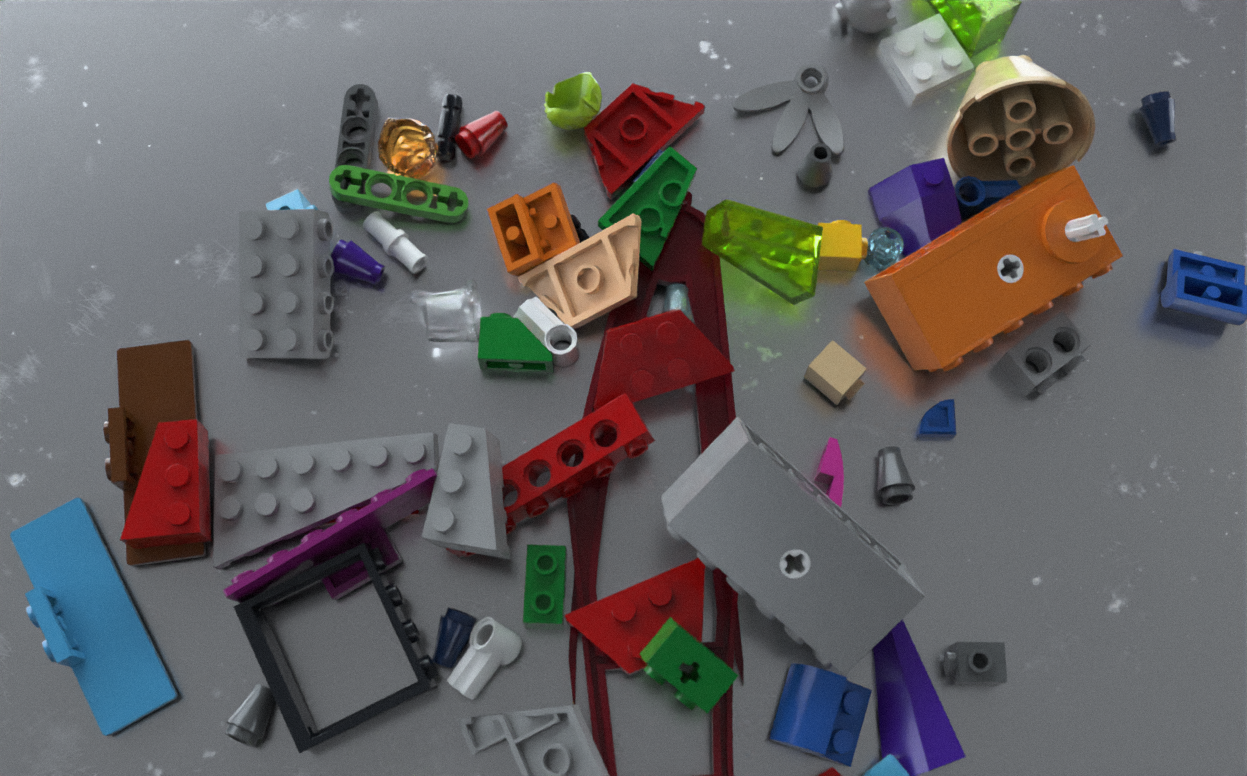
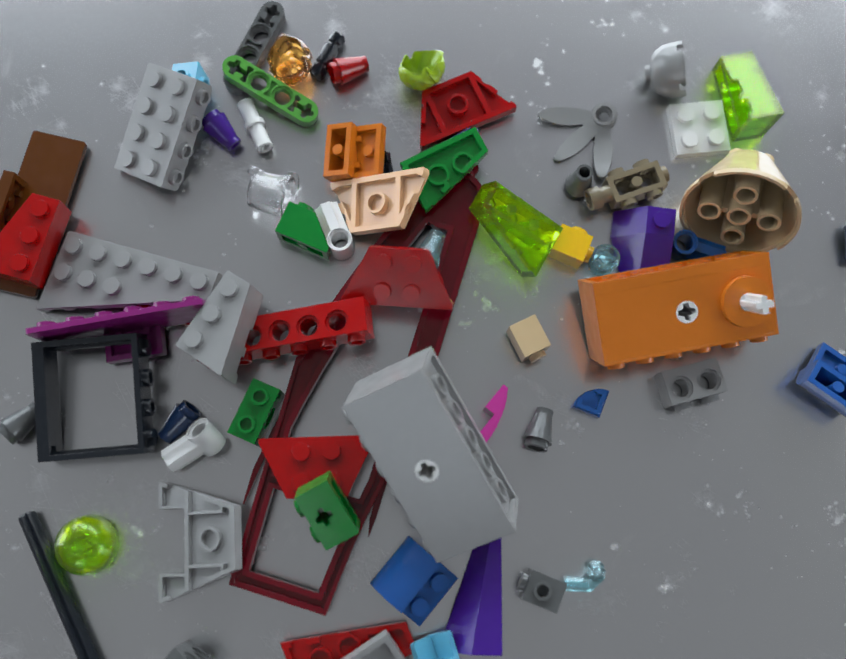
camera: 20 degrees right, 5 degrees up
(876, 150) = (629, 183): none -> dark tan brick
(1026, 631) = (589, 581): none -> clear light blue arm

